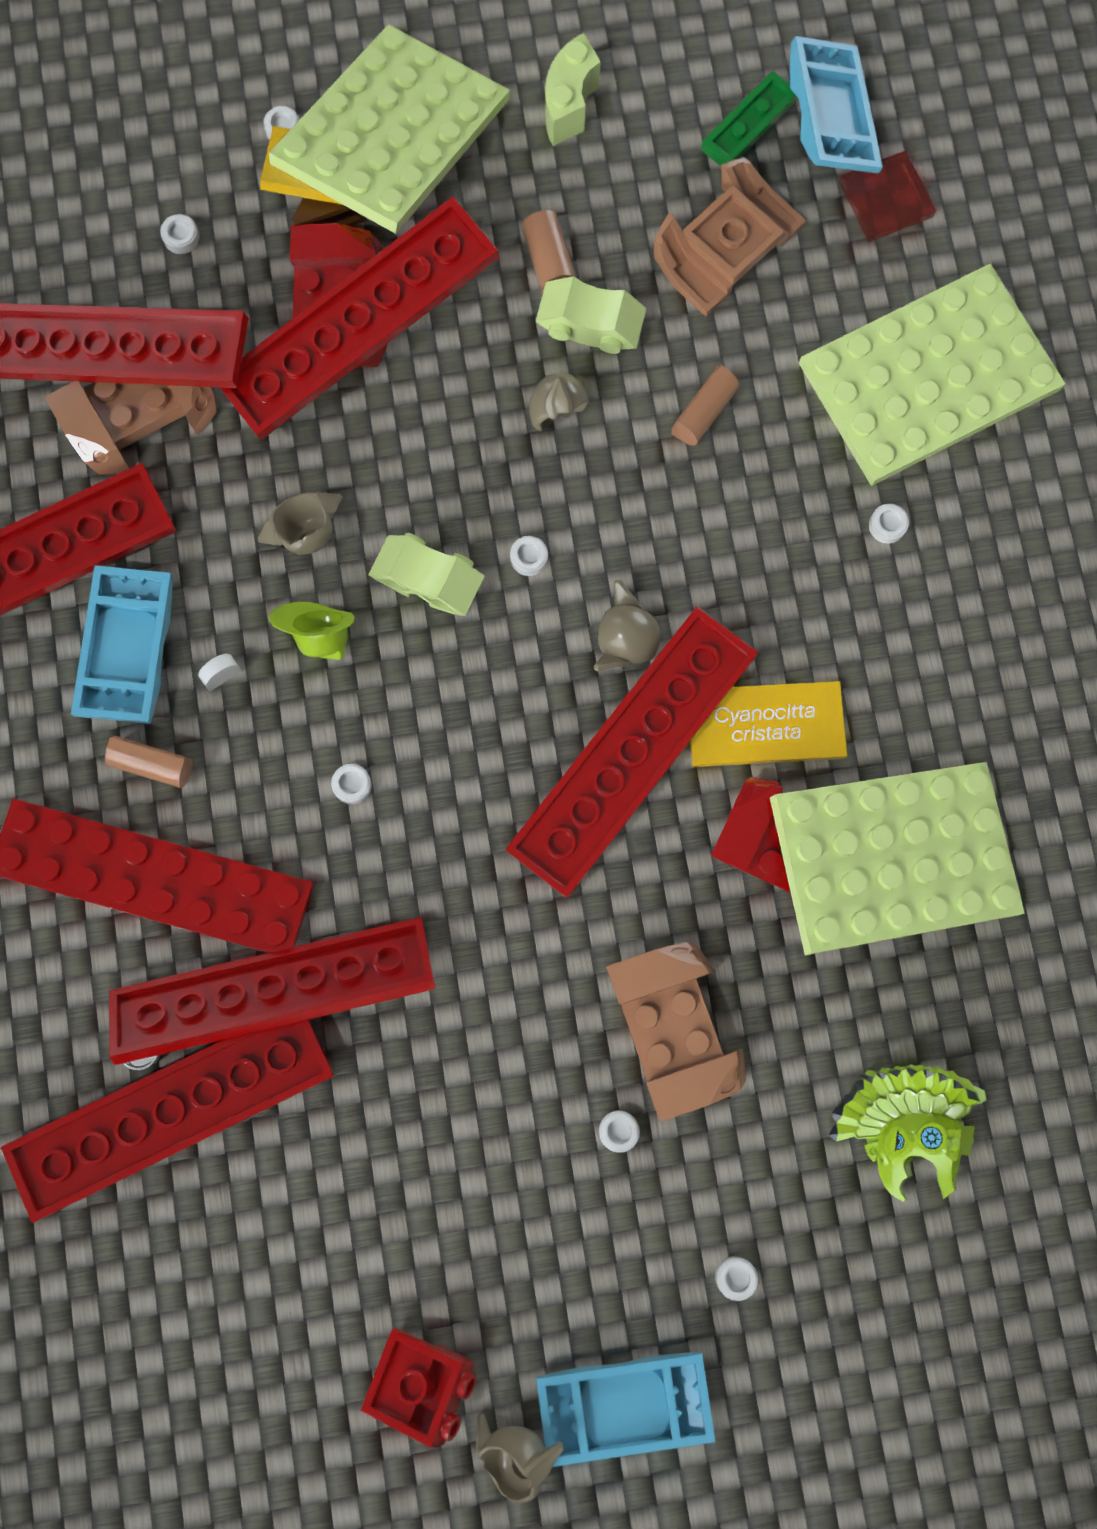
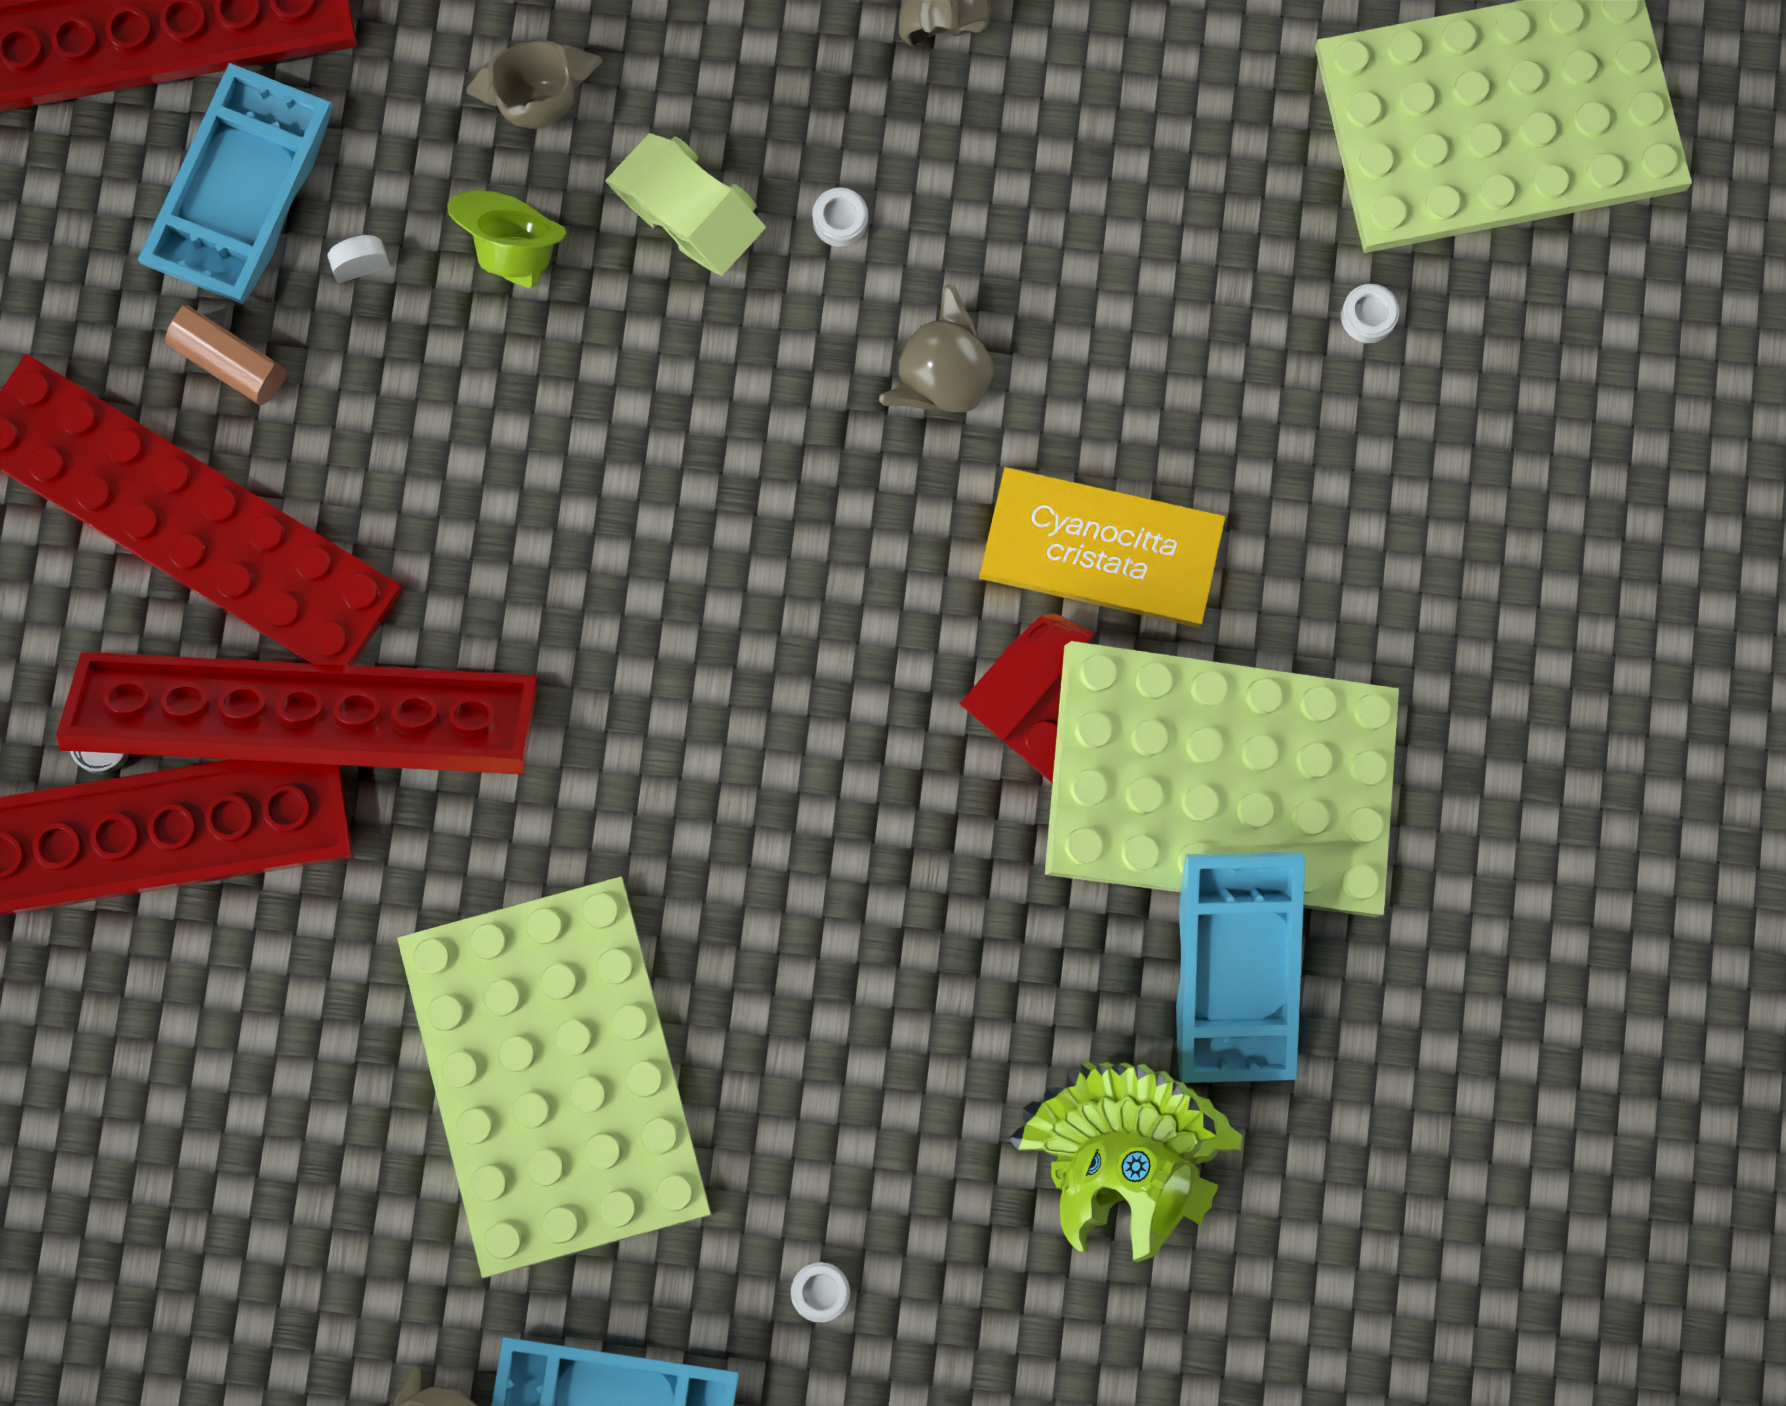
camera: 20 degrees right, 0 degrees up
(351, 783) = (495, 466): white tile -> none
(419, 1388) = (342, 1303): red plate -> none
(514, 1187) = (553, 1077): none -> yellowish green plate
(619, 1131) = (720, 1047): white tile -> none
(631, 752) = (897, 530): red plate -> none
(675, 1029) = (840, 927): nougat piece -> none
(705, 406) = (1156, 72): nougat brick -> none
(947, 977) = (1240, 966): none -> medium azure slope

